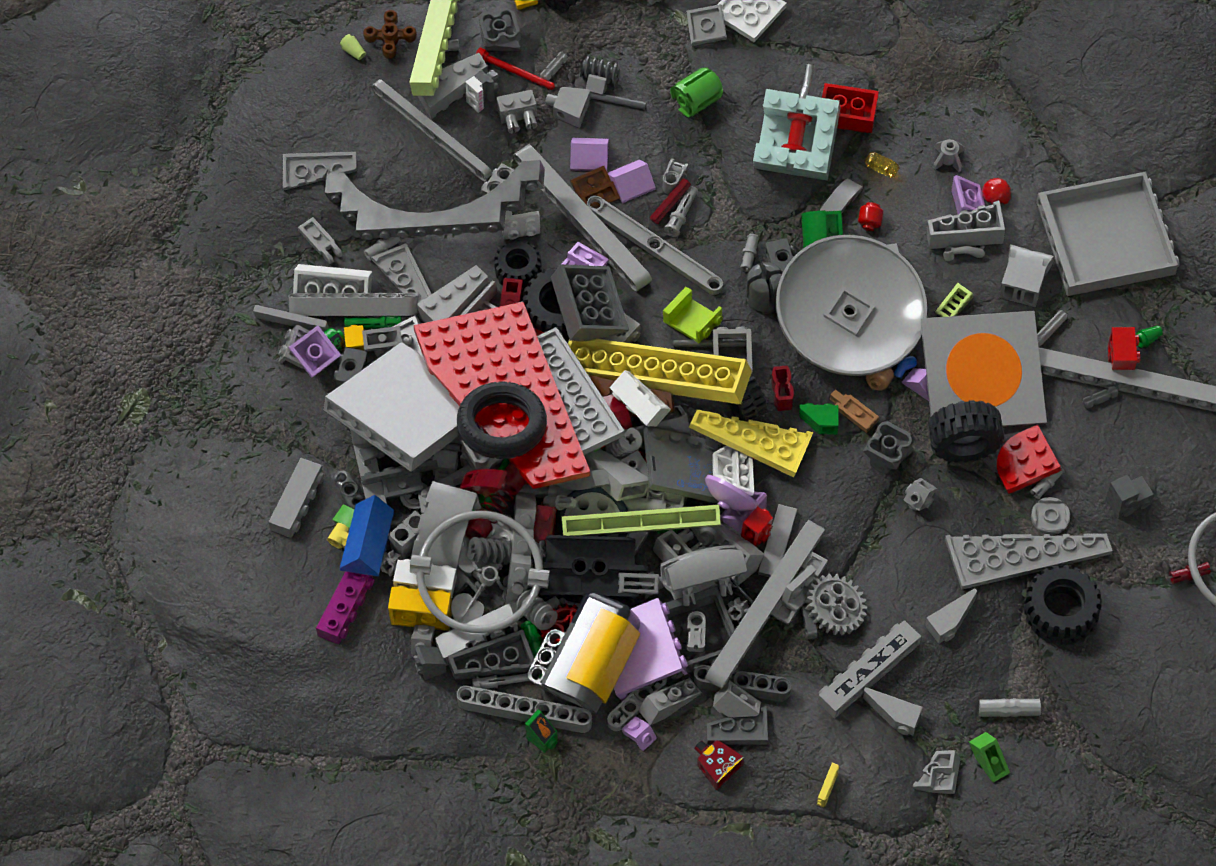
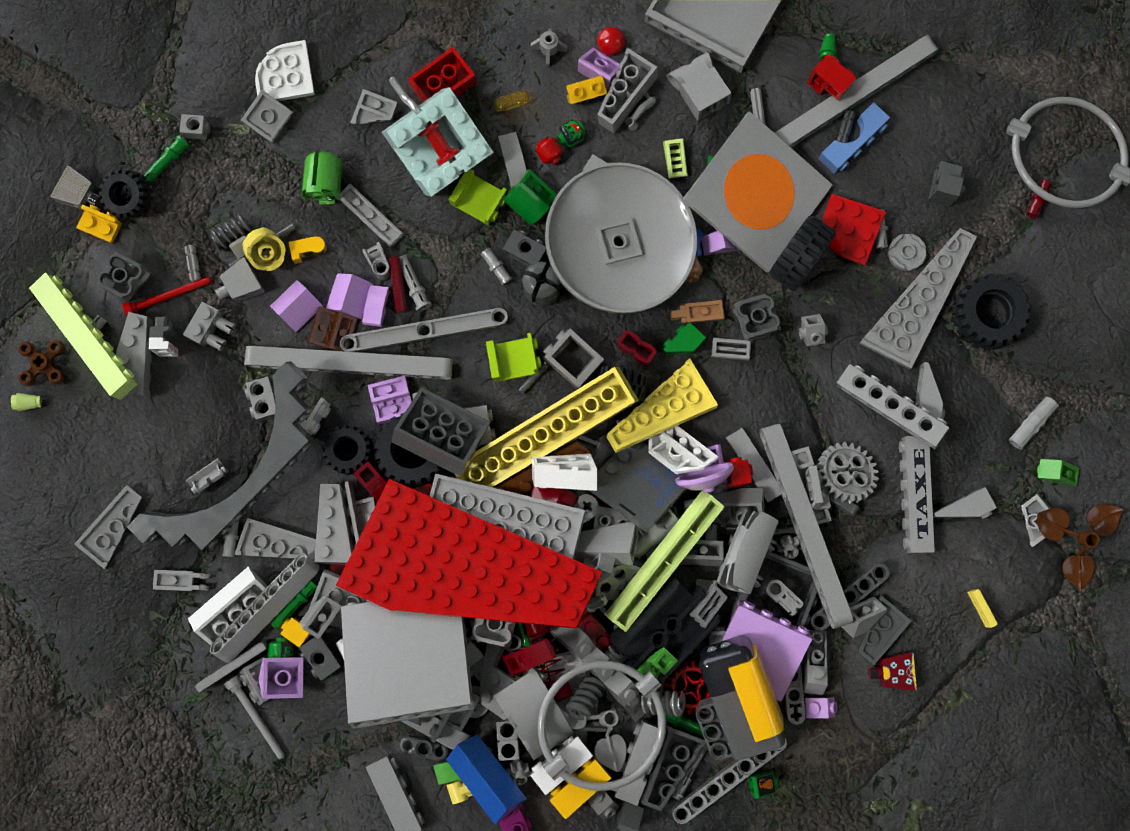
camera: 50 degrees left, 20 degrees up
(278, 333) = (235, 686): none -> light grey piece
(411, 196) = (207, 476): none -> light grey hinge
(432, 130) = (161, 407): light grey beam -> none
(497, 393) = (523, 629): black tyre -> none
(562, 581) = (658, 663): none -> bright green slope
(617, 91) = (256, 242): none -> light yellow brick
(637, 124) = (307, 247): none -> yellow leg
(638, 200) = (375, 305): none -> lavender slope
(703, 146) = (370, 216): none -> light grey tile
(780, 80) = (373, 109): none -> light grey wing
(786, 199) = (477, 198): none -> lime panel
(859, 467) = (731, 349): none -> light grey tile
(899, 221) = (571, 133): none -> head
(916, 591) = (931, 437): none -> light grey brick
(939, 200) = (586, 89): none -> yellow bracket
(945, 780) = (1103, 521): none -> reddish brown plant
(1074, 408) = (838, 153): none -> medium blue arch

